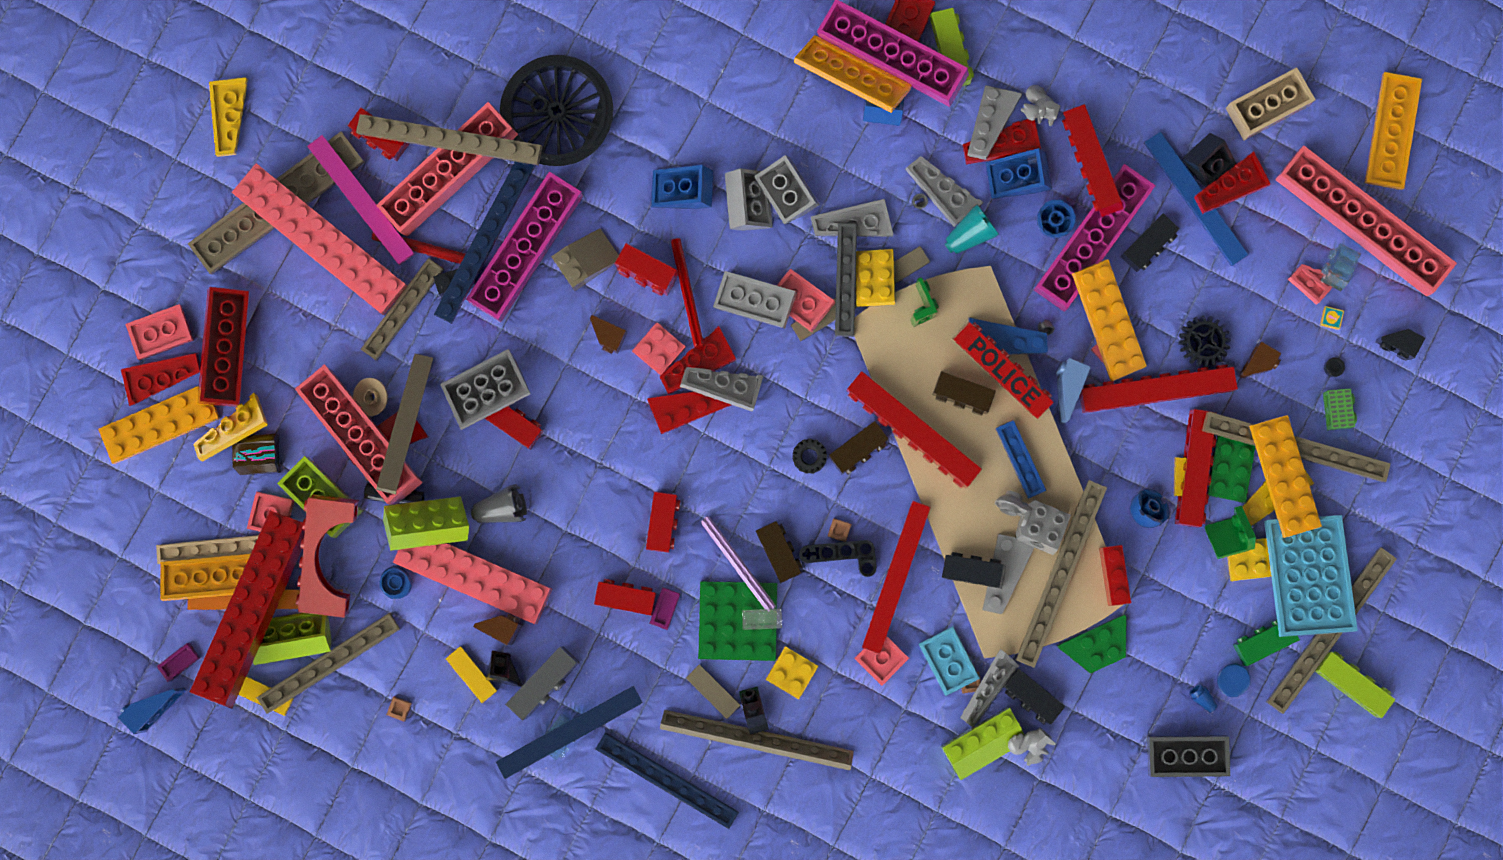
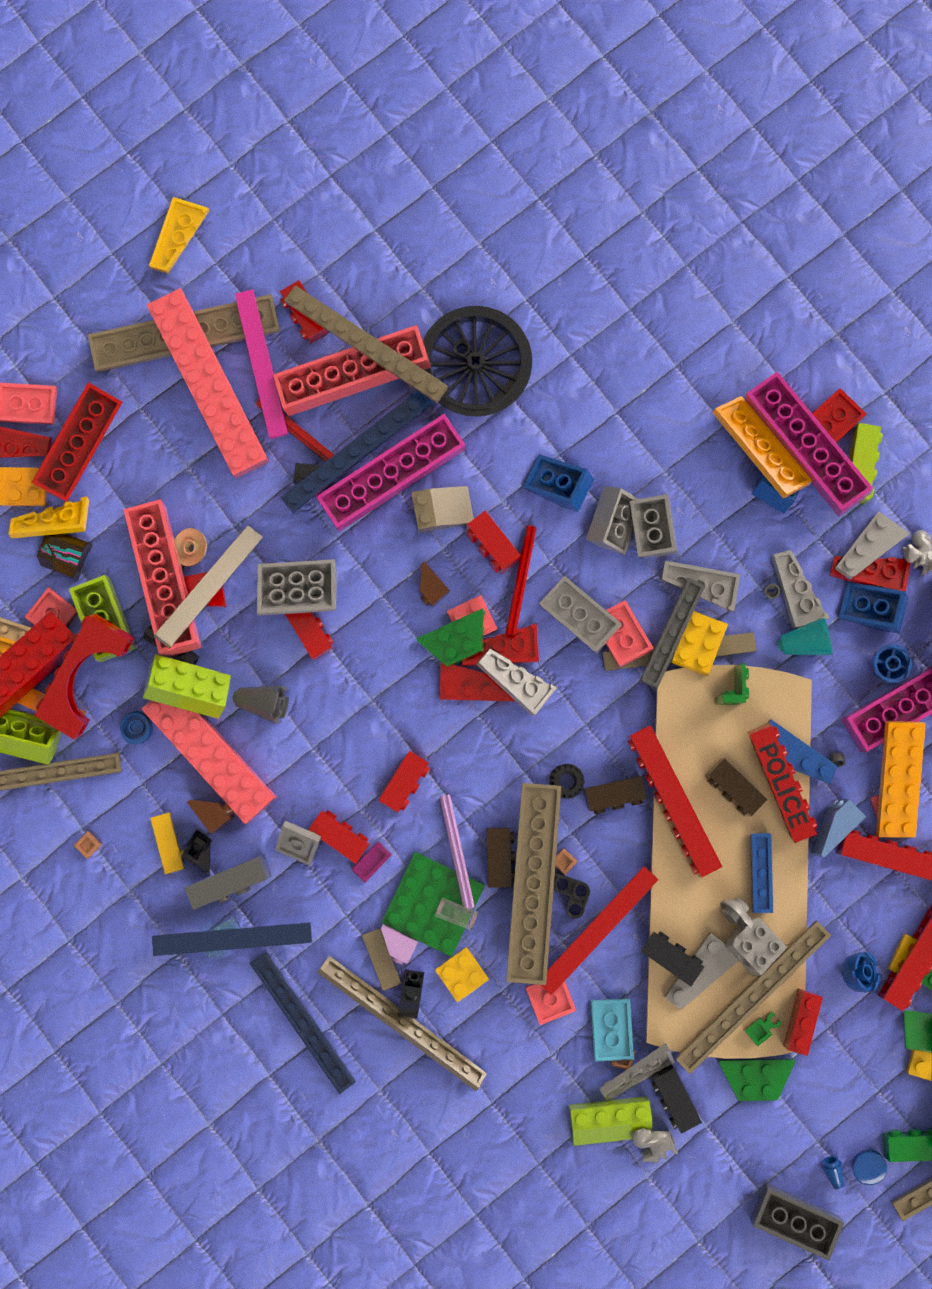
camera: 15 degrees right, 0 degrees up
(402, 309) = (254, 480): dark tan tile -> none
(590, 620) = (297, 843): none -> light grey plate
(652, 372) = (457, 639): none -> green wing
(723, 671) = (398, 944): none -> lavender slope
(819, 560) = (533, 884): none -> dark tan plate
(1080, 600) = (760, 1030): none -> green plate

